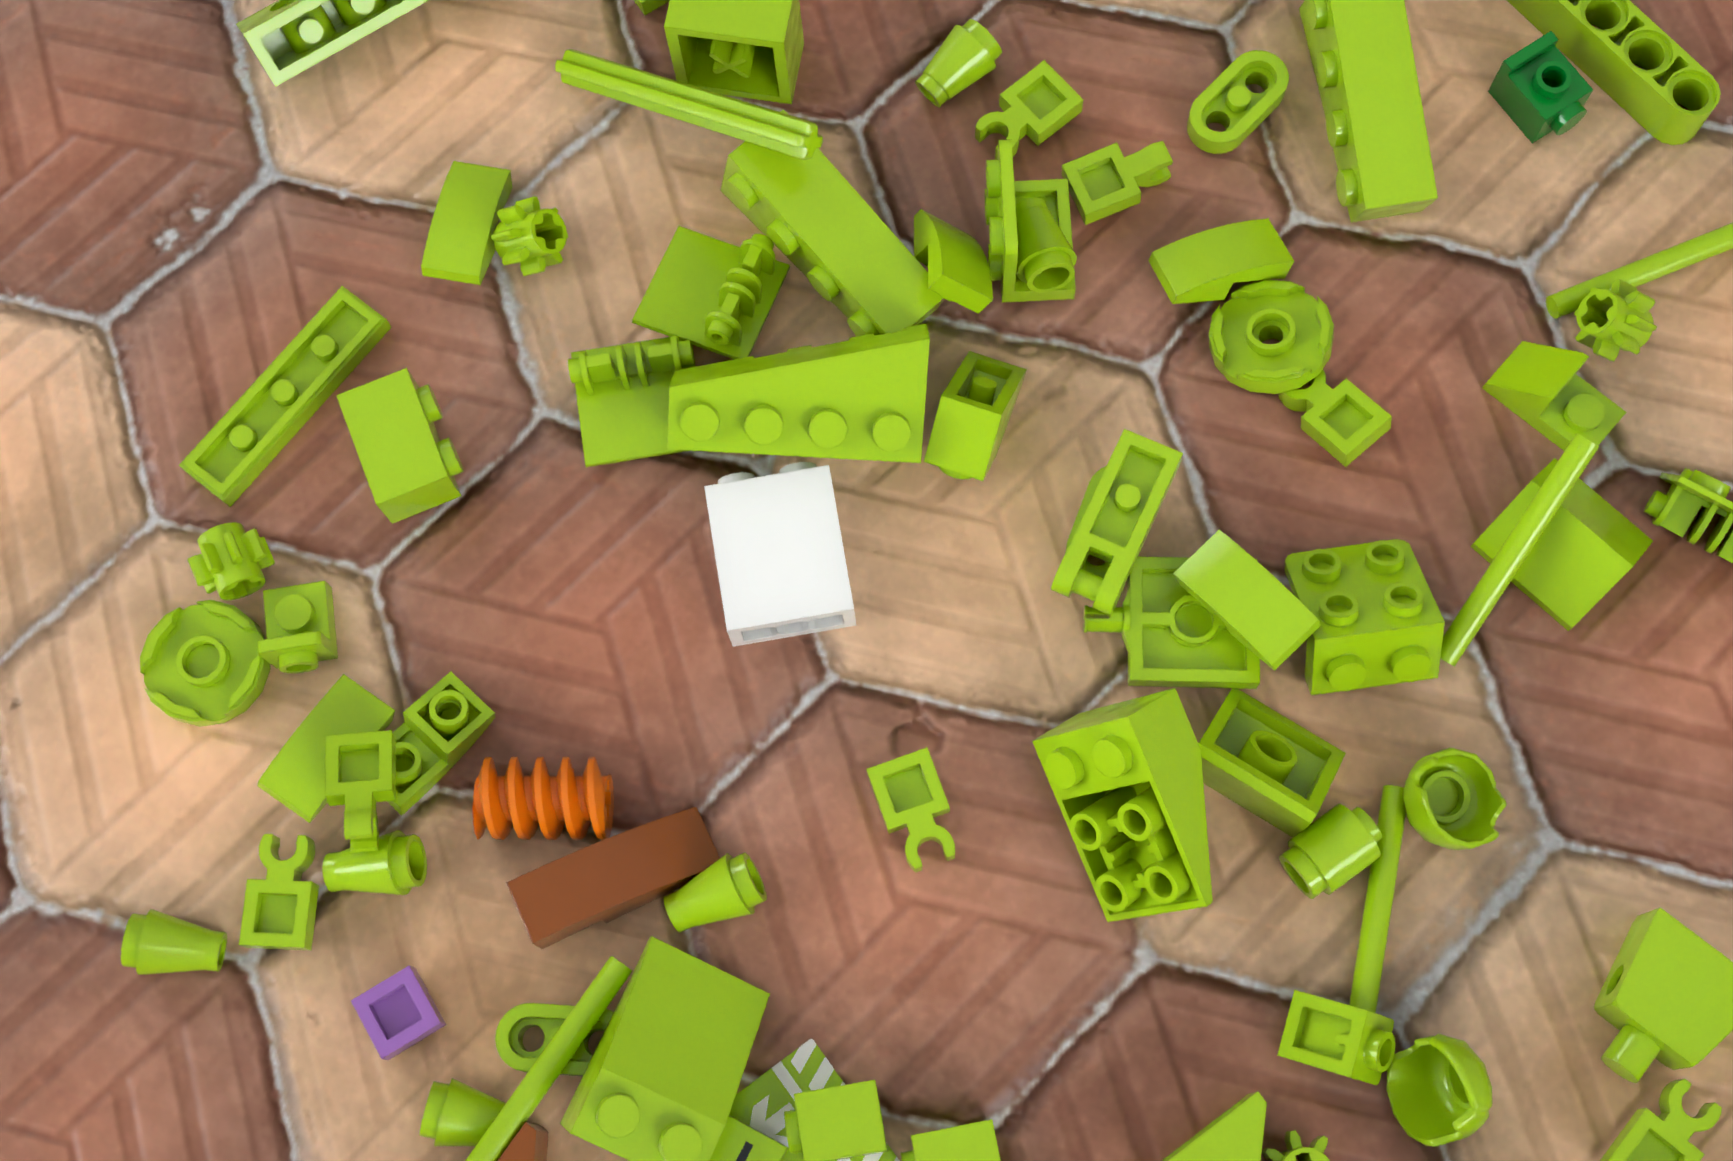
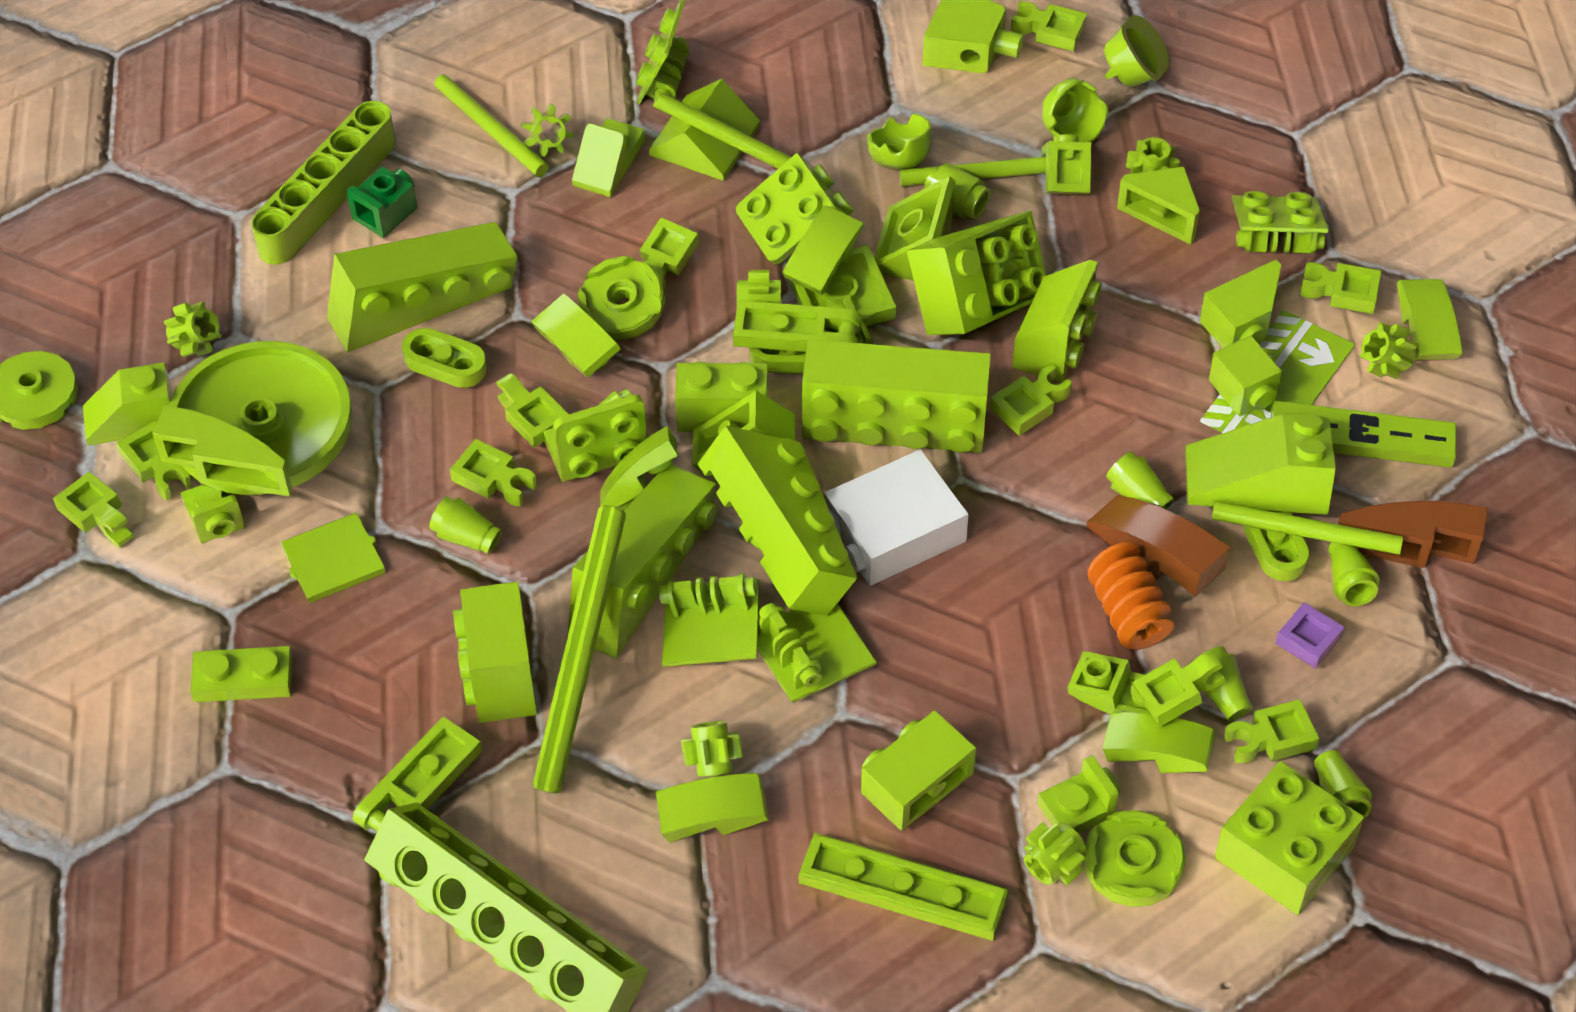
camera: 115 degrees left, 20 degrees down
(125, 841) = (1288, 837): none -> lime brick
(952, 605) = (894, 396): none -> lime brick
(1019, 884) = (1058, 321): none -> lime slope
(1047, 403) = (712, 387): none -> lime brick
(1210, 504) = (759, 288): none -> lime gear

